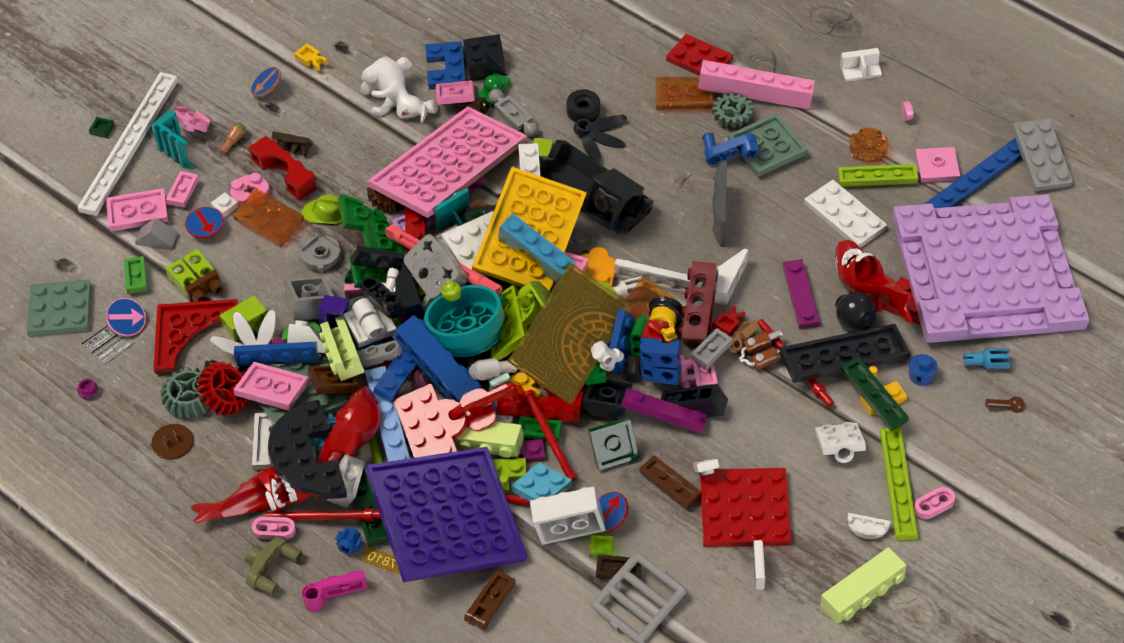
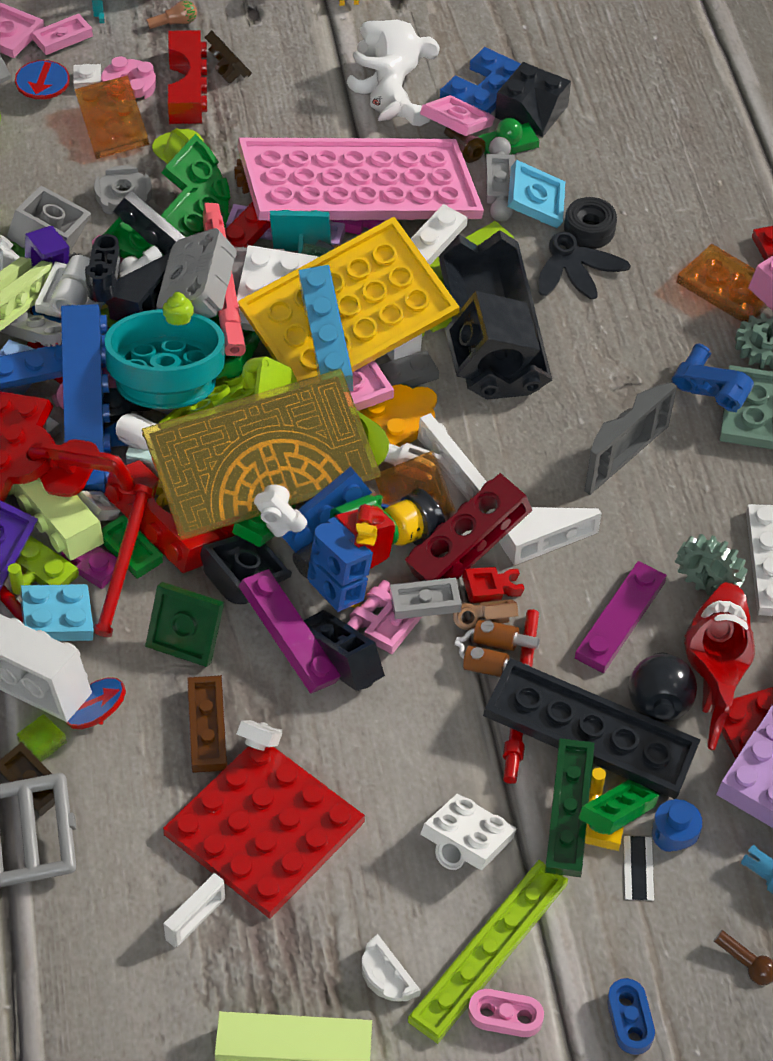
camera: 35 degrees right, 0 degrees up
(543, 108) = (536, 194): none -> medium azure plate
(822, 238) = (710, 563): none -> sand green gear
(895, 378) = (618, 807): none -> green plate
(922, 401) = (638, 868): none -> sticker
(986, 464) = (632, 1018): none -> blue plate

